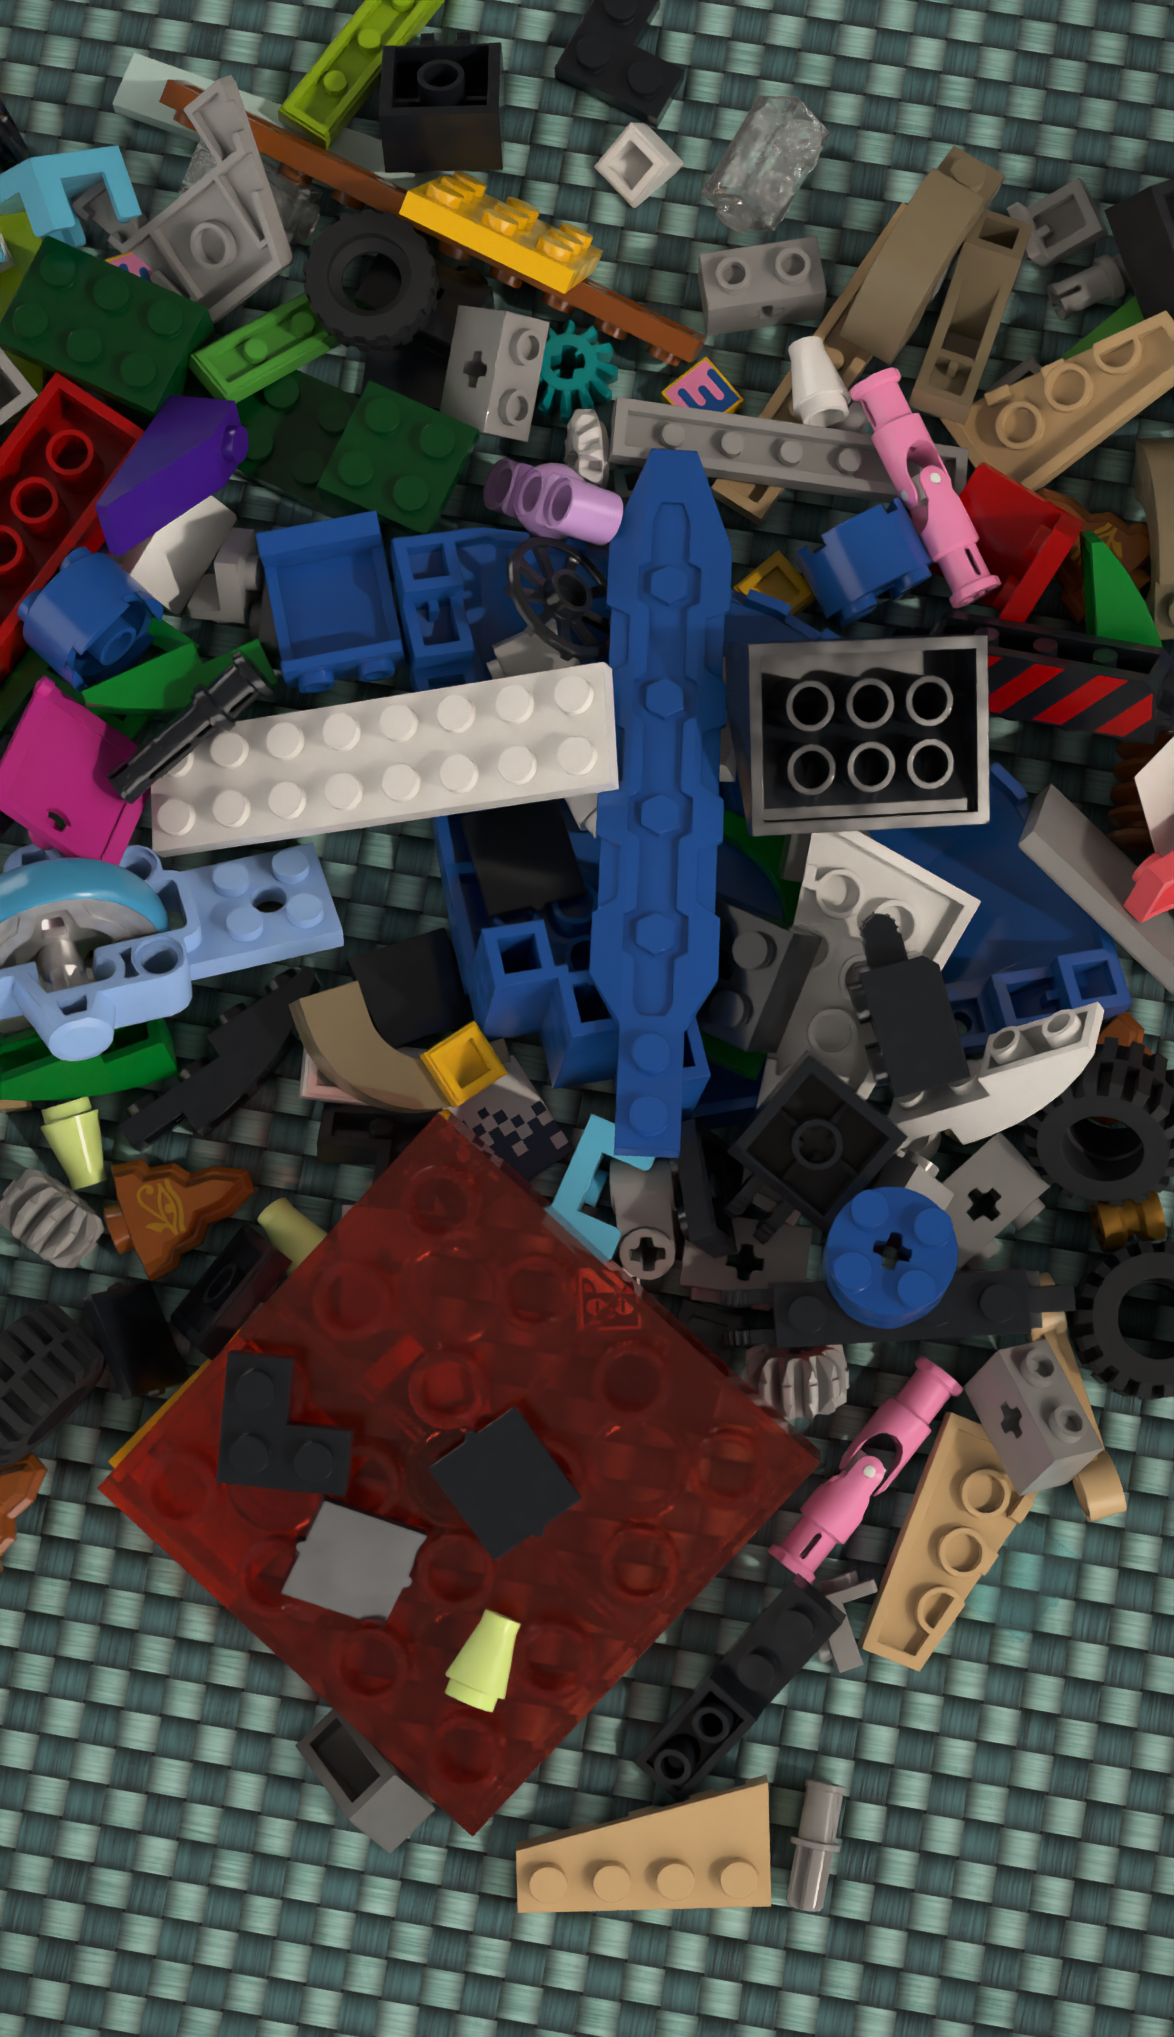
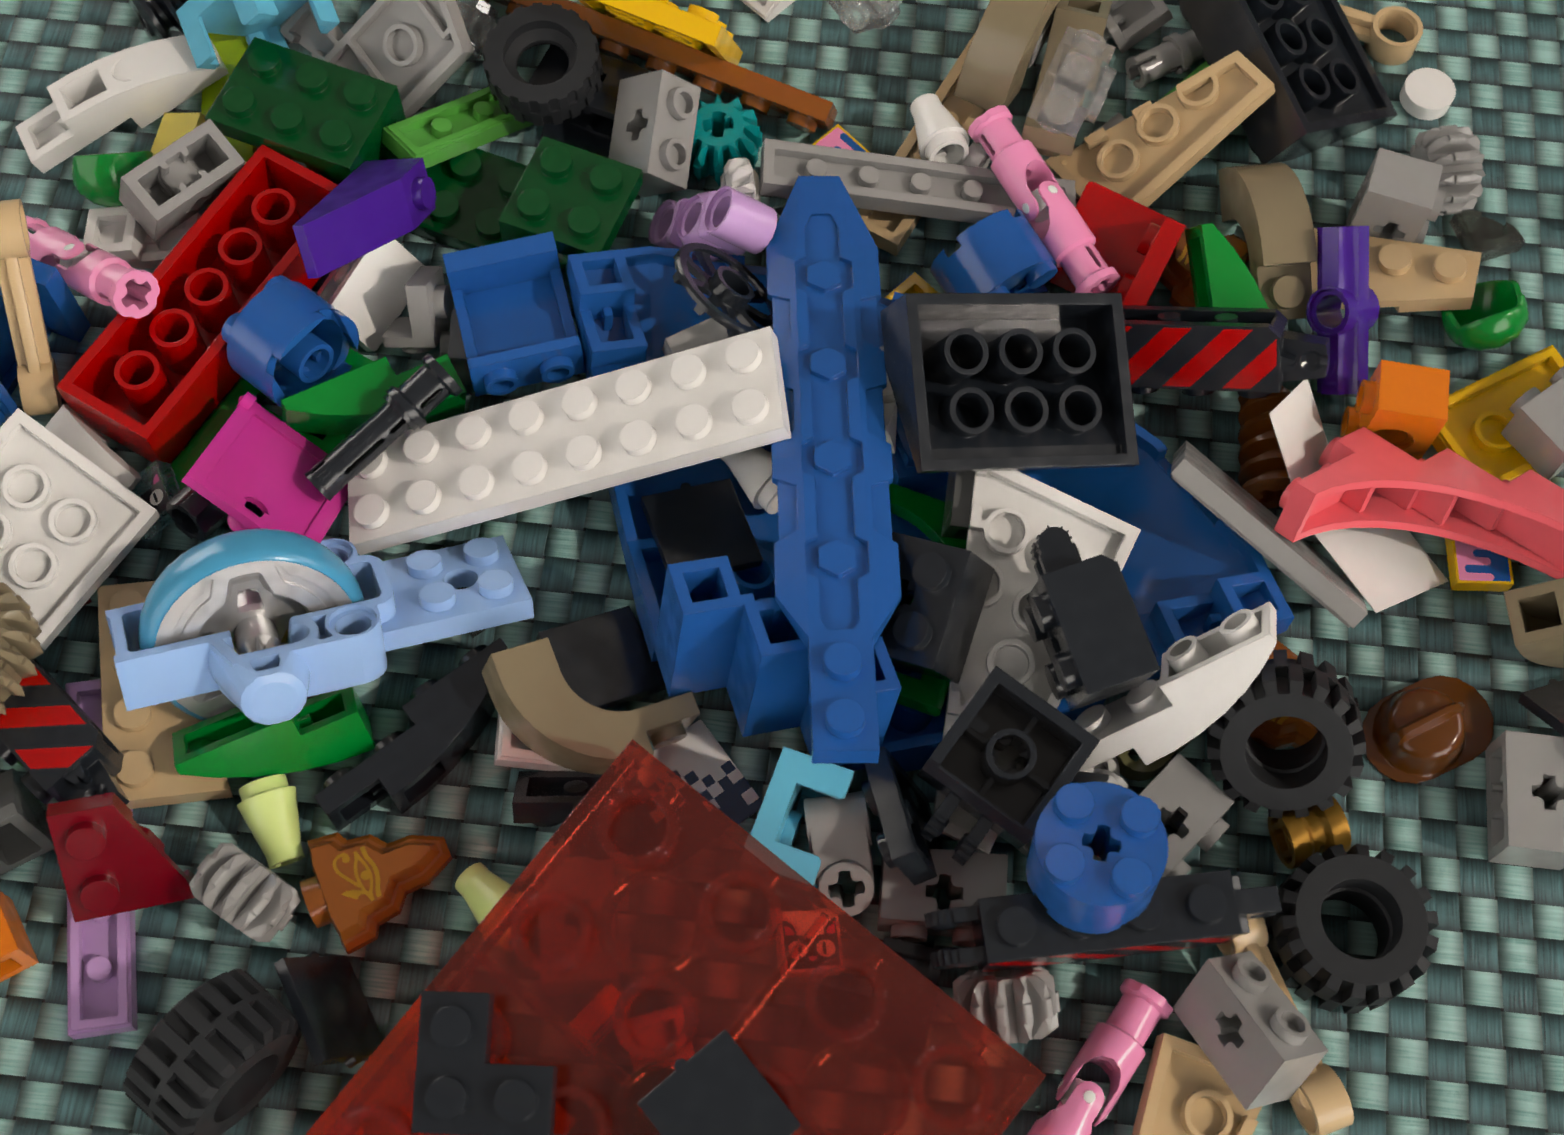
camera: 10 degrees left, 15 degrees down
(229, 1291) = (427, 950): black tile -> none
(463, 1064) = (654, 713): yellow tile -> none
(761, 286) = (881, 66): light grey brick -> none
(971, 341) = (1074, 83): none -> clear brick

